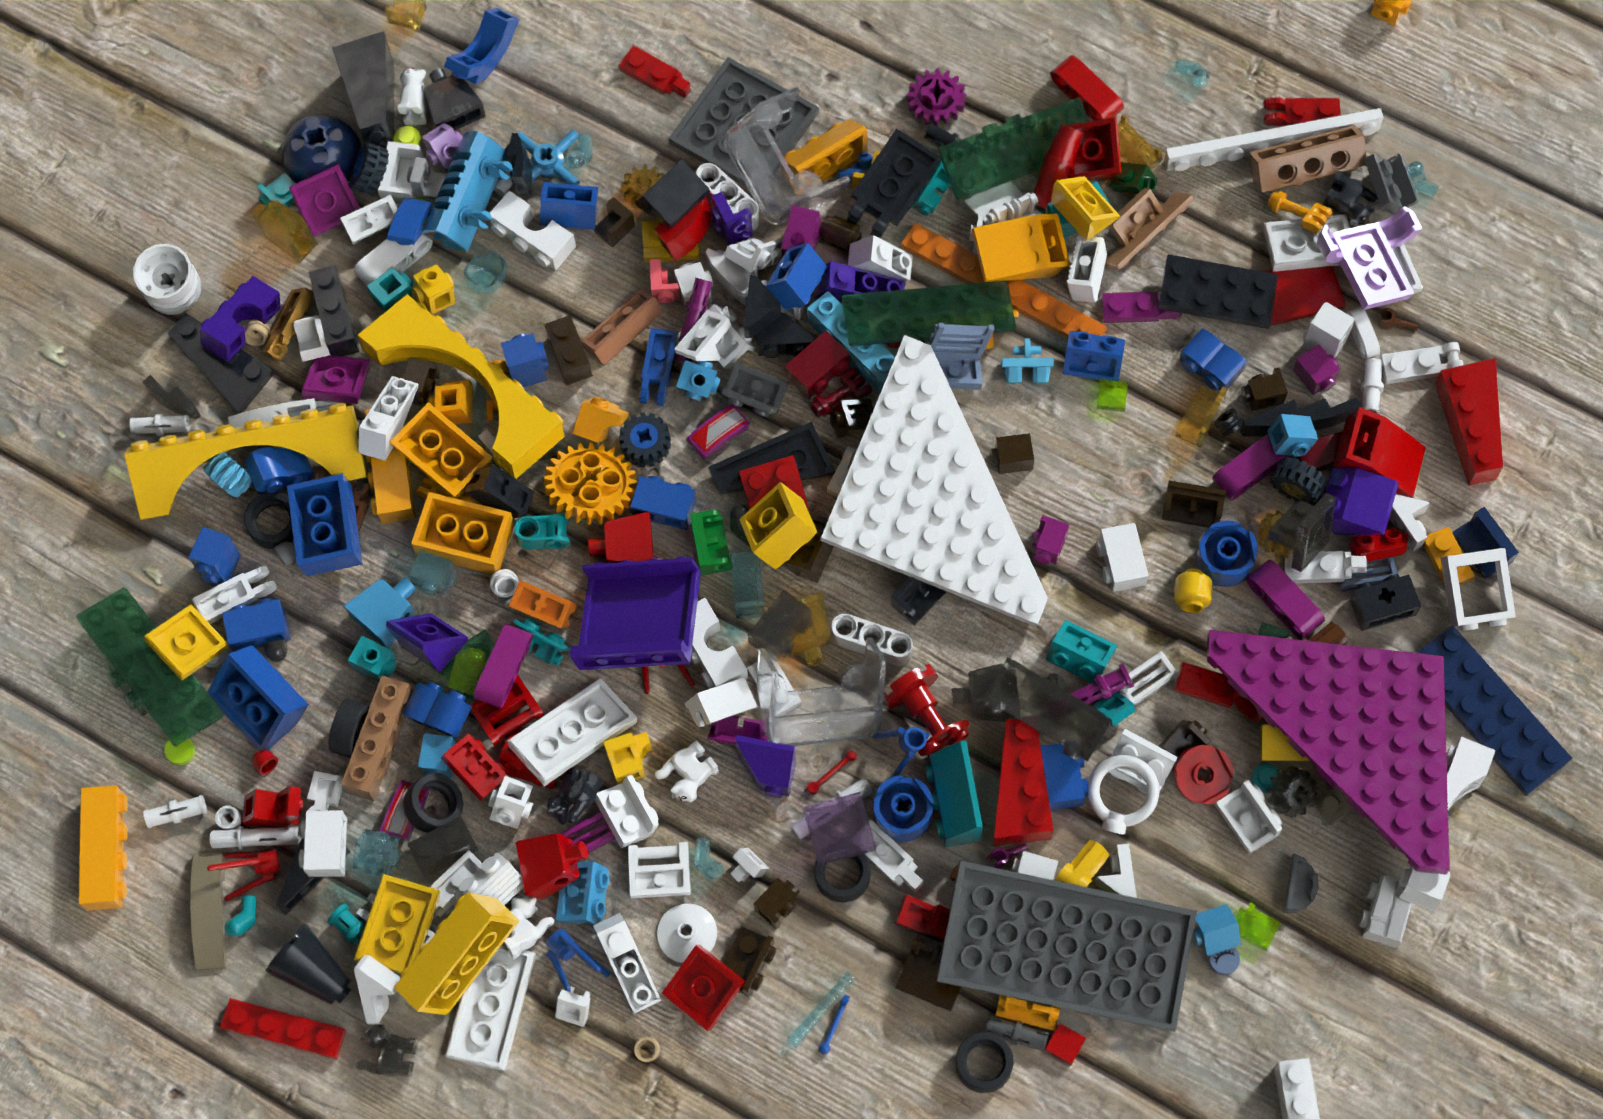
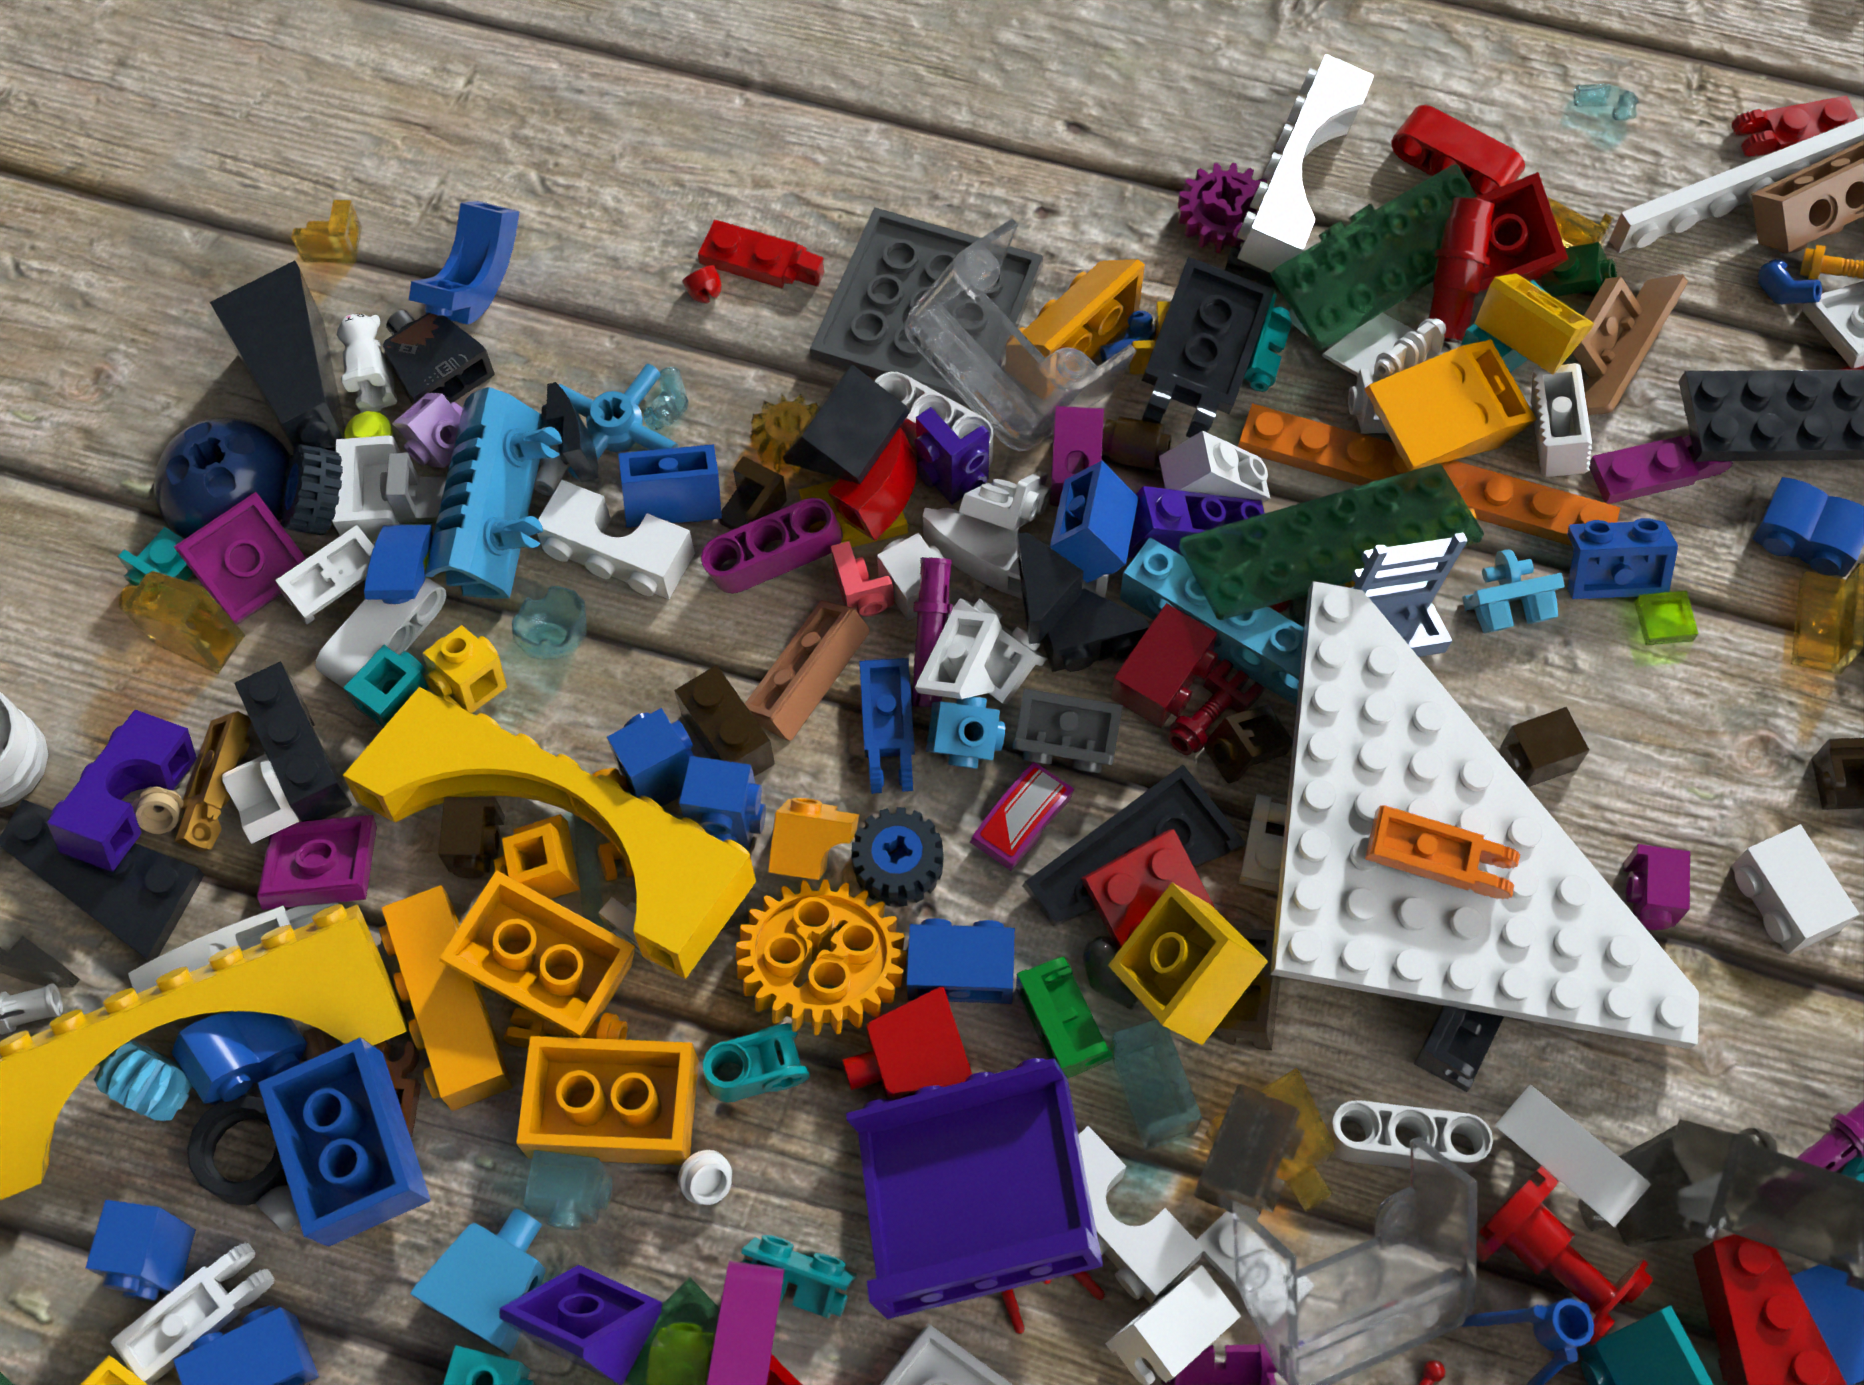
camera: 15 degrees left, 5 degrees down
(386, 418) = (423, 916): white slope -> none
(500, 491) = (662, 1007): black hinge -> none
(542, 605) = (787, 1206): orange hinge -> none
(556, 390) = (723, 799): none -> blue brick
(606, 247) = (749, 541): none -> magenta beam
(617, 85) = (703, 282): none -> red hinge
(924, 494) = (1439, 852): none -> orange hinge
(950, 663) = (1573, 1155): none -> white beam
(1015, 47) = (1283, 213): none -> white arch
(1080, 651) = (1783, 1078): teal bracket -> none
(1252, 214) = (1783, 289): none -> blue arm

